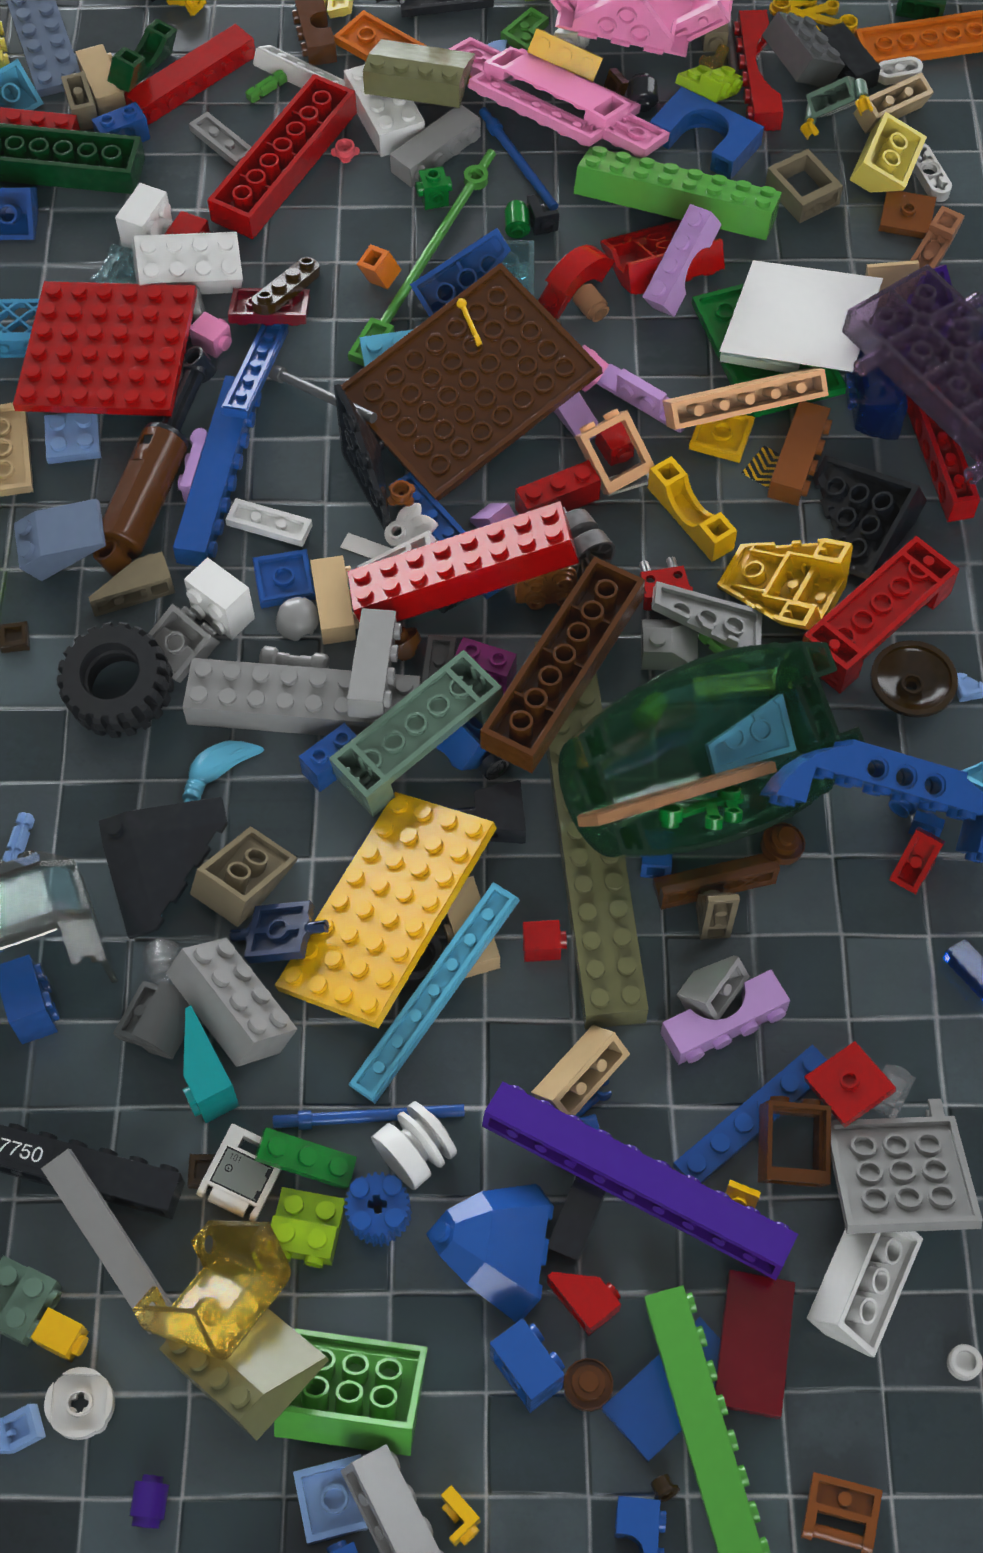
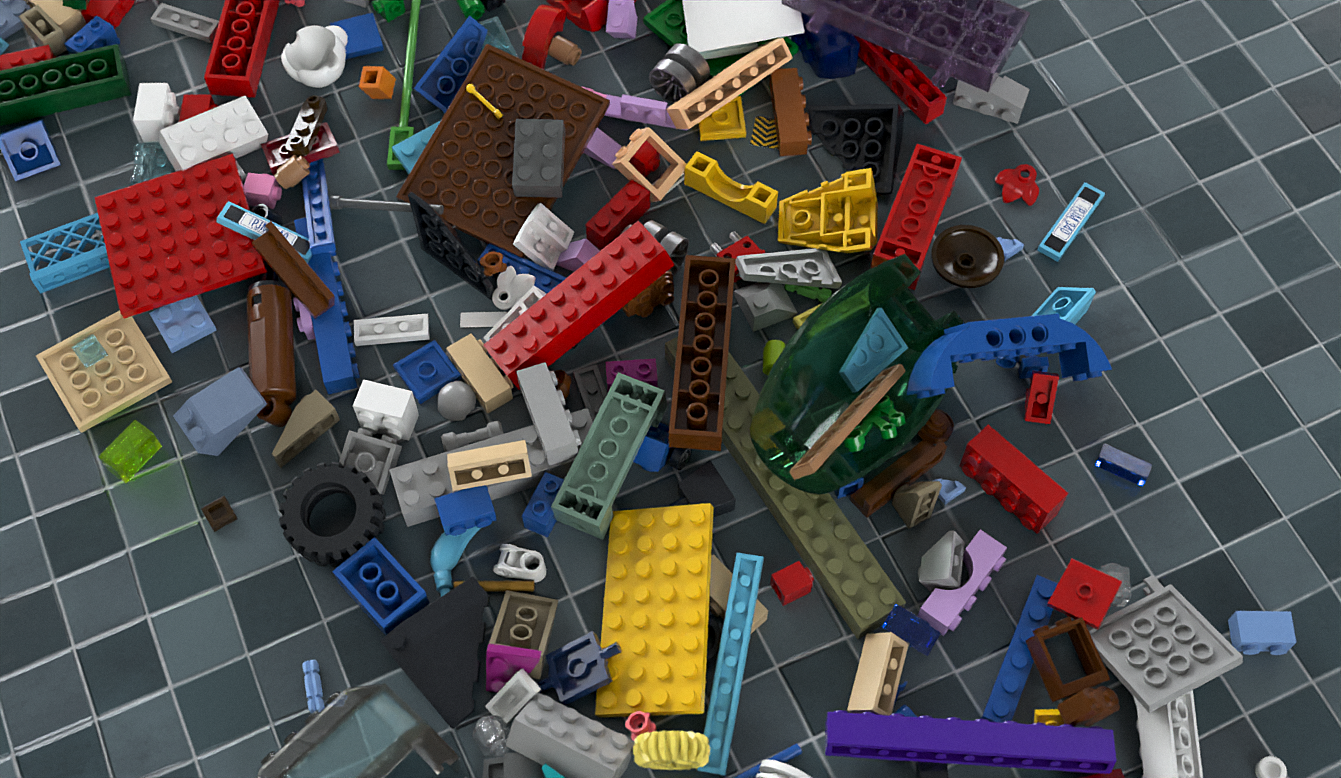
camera: 25 degrees left, 0 degrees up
(127, 767) = (380, 586): none -> blue brick
(186, 374) = (253, 226): none -> tile
(194, 425) = (294, 271): none -> reddish brown fence
(201, 928) = (513, 696): none -> white plate
(208, 899) = (505, 662): none -> magenta wing
(245, 727) = (465, 510): none -> blue slope
(247, 326) = (292, 171): none -> medium nougat brick
(249, 820) = (494, 586): none -> pearl gold bar
(273, 802) = (515, 561): none -> white piece
(286, 691) = (488, 465): none -> tan brick
(309, 1013) = (635, 720): none -> coral plate
(326, 1050) = (671, 750): none -> light yellow gear
(331, 217) = (316, 55): none -> white piece
(385, 213) = (361, 34): none -> blue tile
(467, 487) = (543, 237): none -> white slope
(496, 401) = (538, 158): none -> dark grey brick
(641, 1041) = (911, 629): none -> clear blue slope
(698, 367) = (679, 73): none -> flat silver wheel
(762, 915) = (949, 490): none -> light blue tile
(789, 1201) = (1089, 706): none -> reddish brown brick
(835, 933) = (1012, 479): none -> red brick

